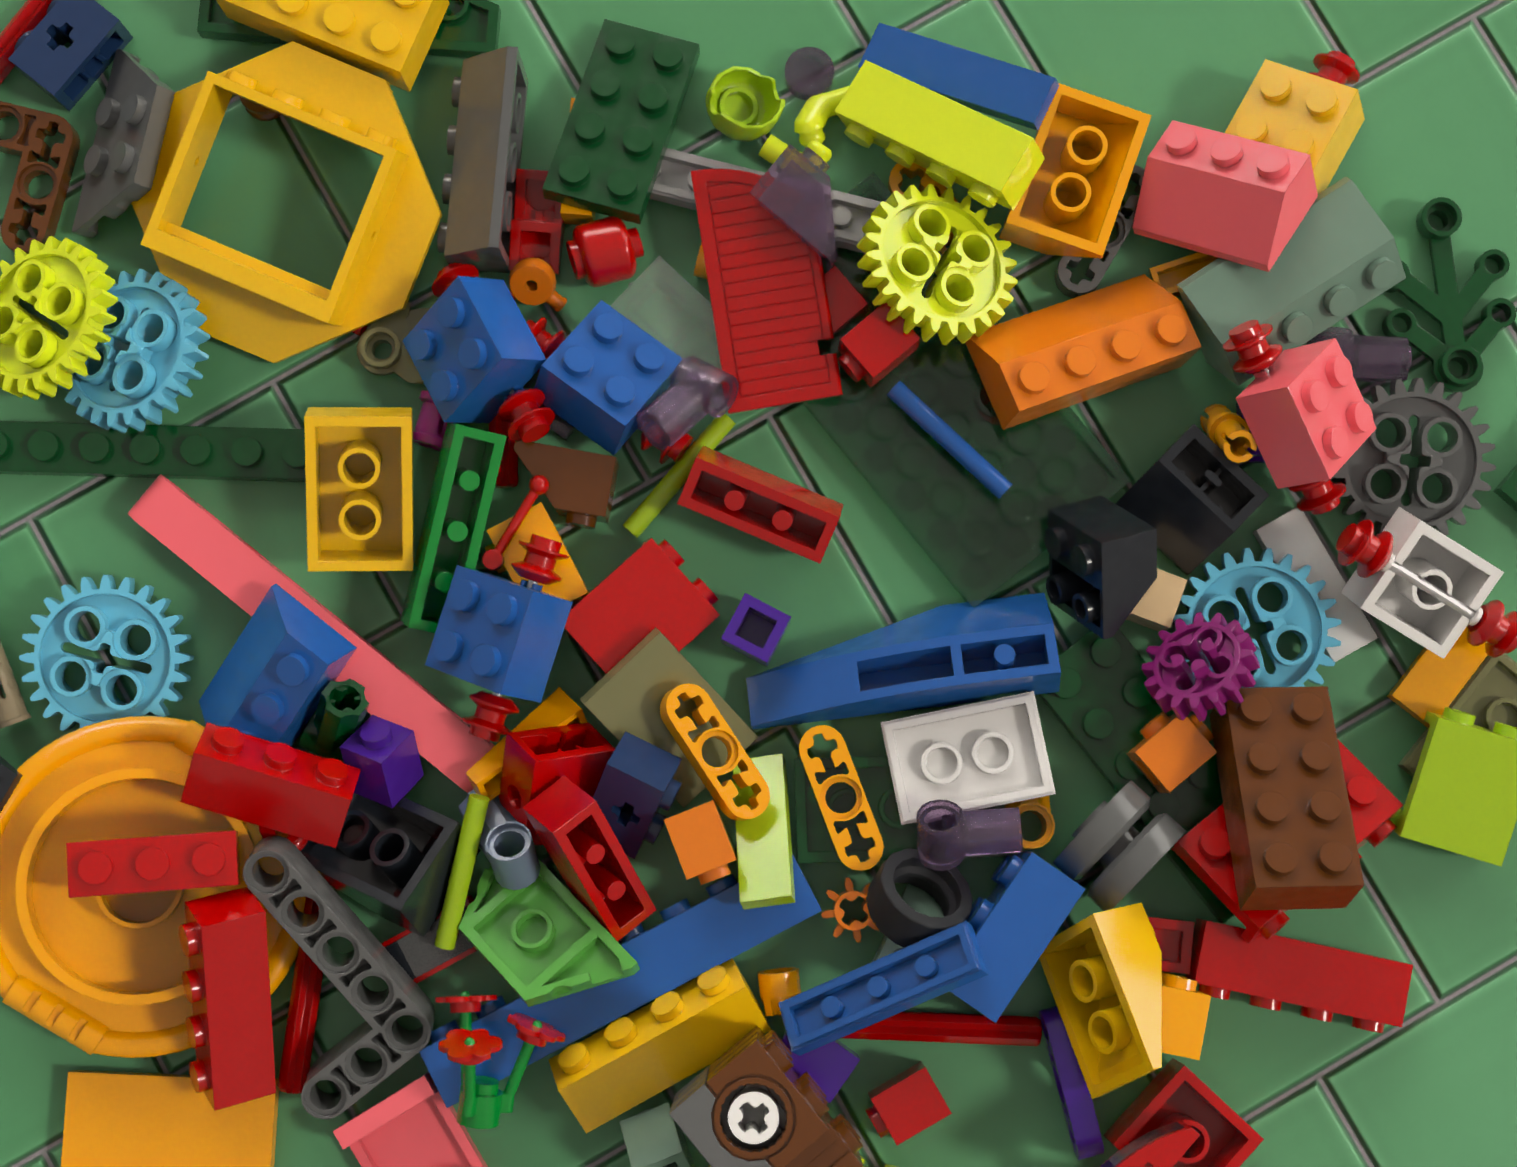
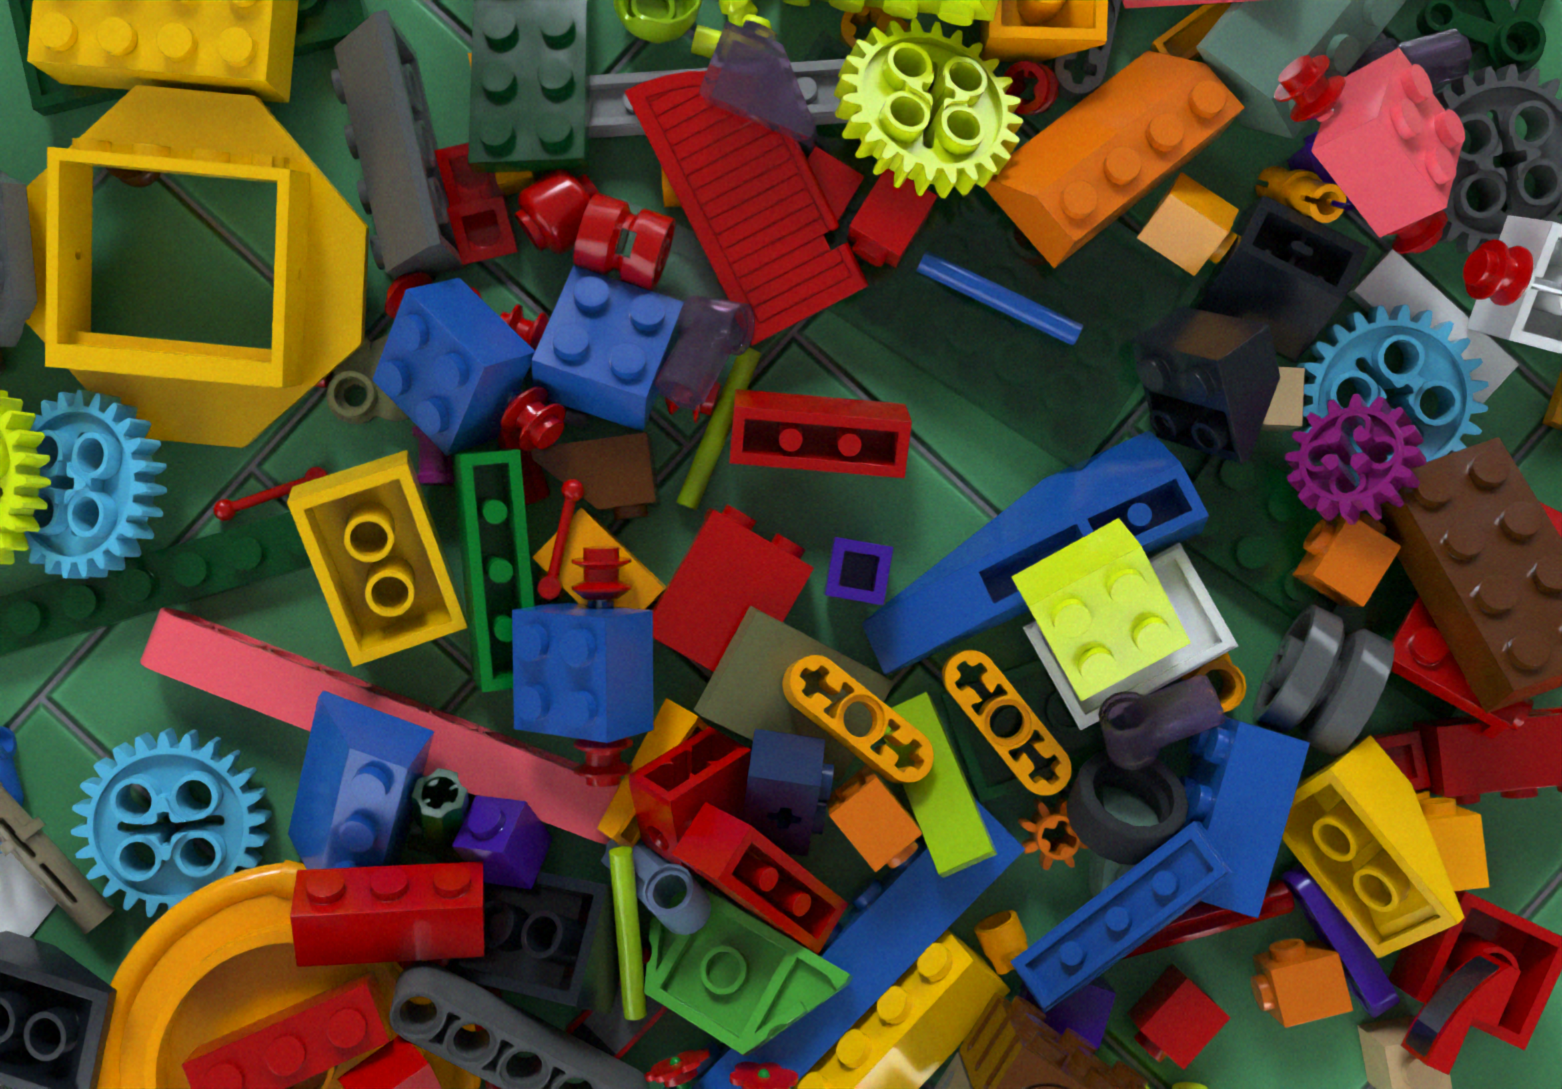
camera: 15 degrees left, 5 degrees up
(240, 410) = (226, 509): none -> red hinge
(538, 292) = (499, 281): orange piece -> none
(636, 283) = (605, 235): none -> red wheel
(943, 720) = (1101, 609): none -> neon yellow brick
(1023, 1107) = (1300, 982): none -> orange brick
(1043, 281) = (1045, 90): none -> red bush
(1130, 430) = (1190, 225): none -> light orange brick

